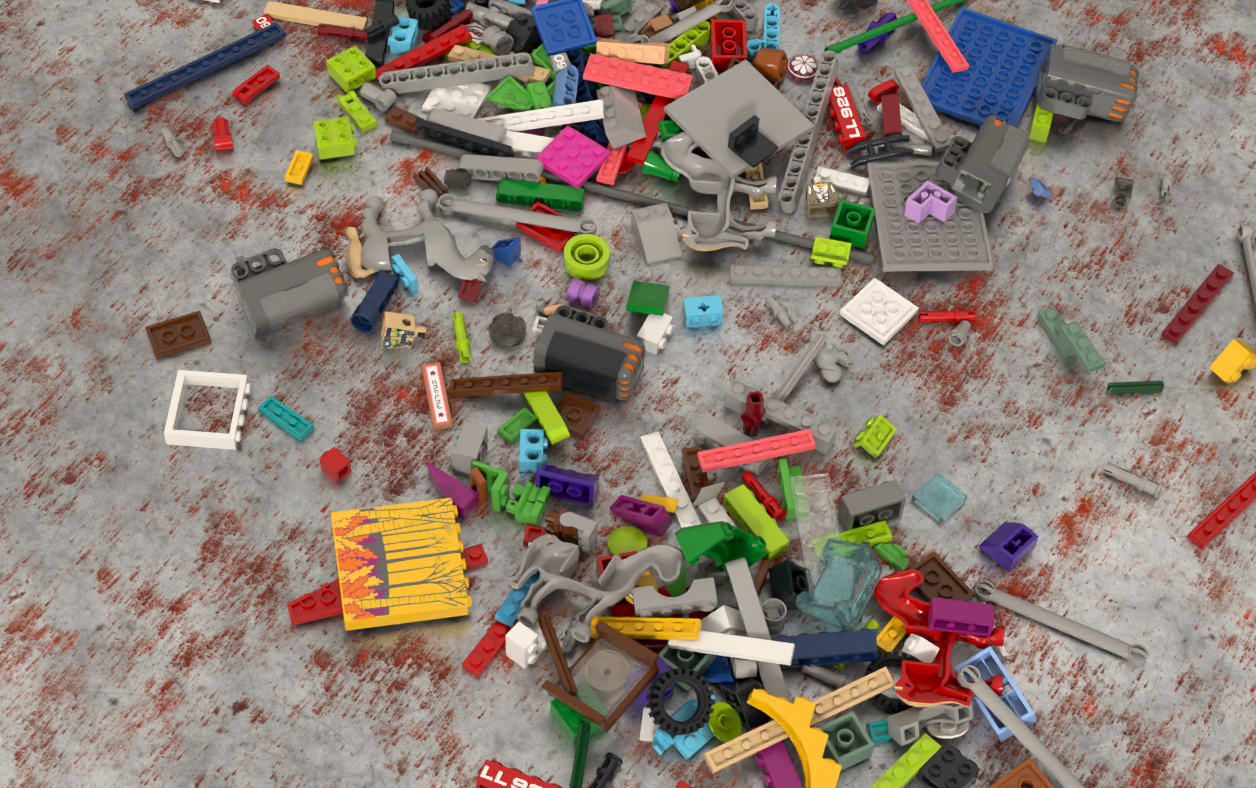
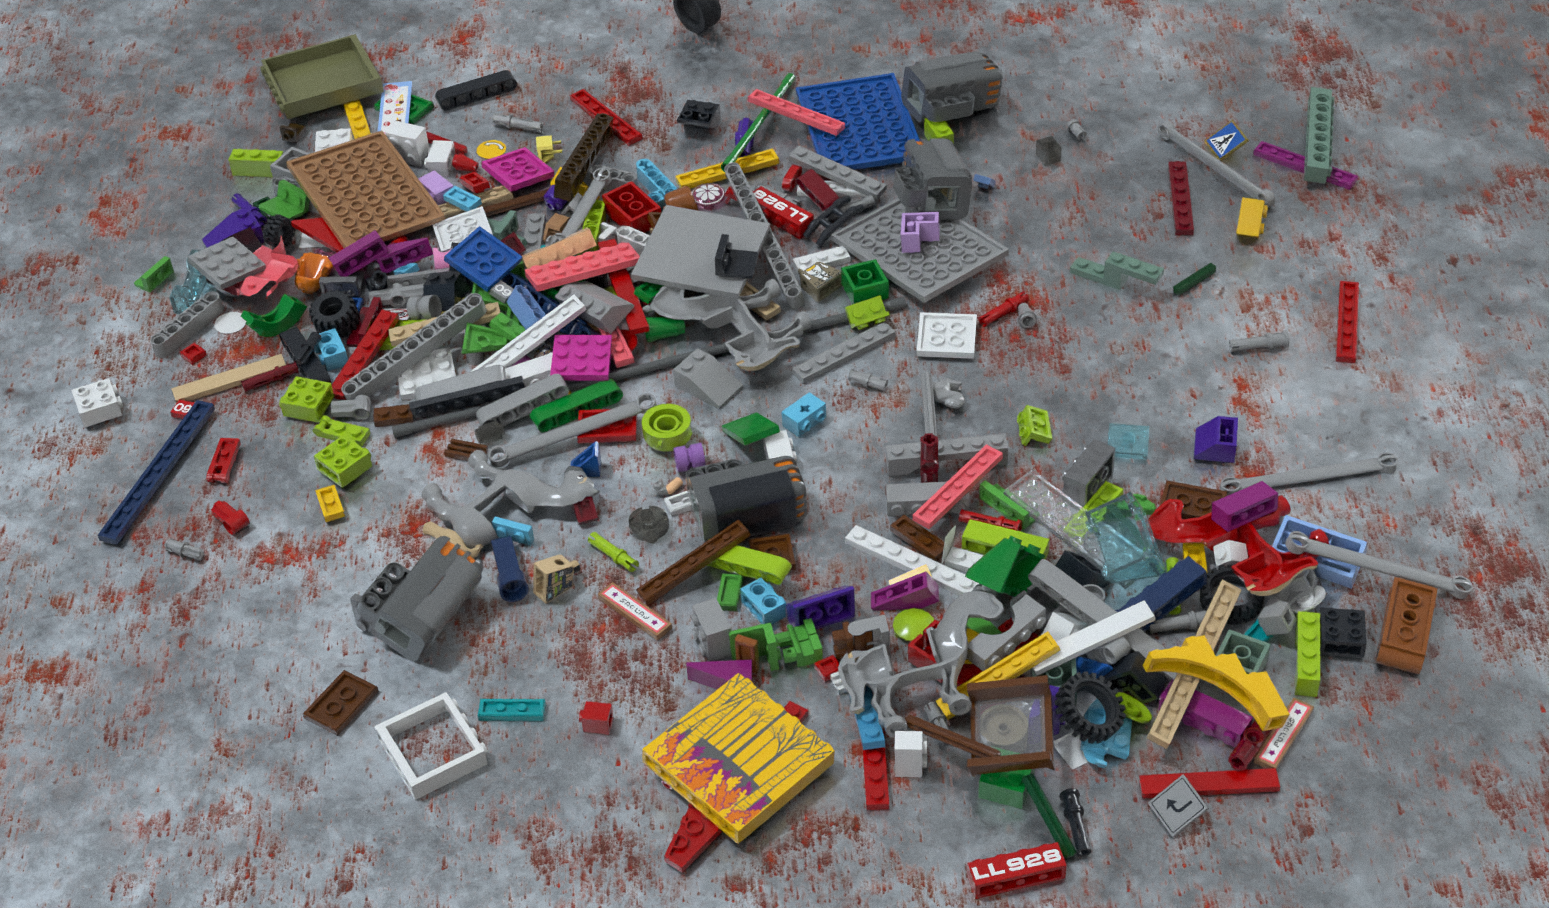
camera: 30 degrees left, 10 degrees down
(851, 55) = (714, 173): none -> yellow plate

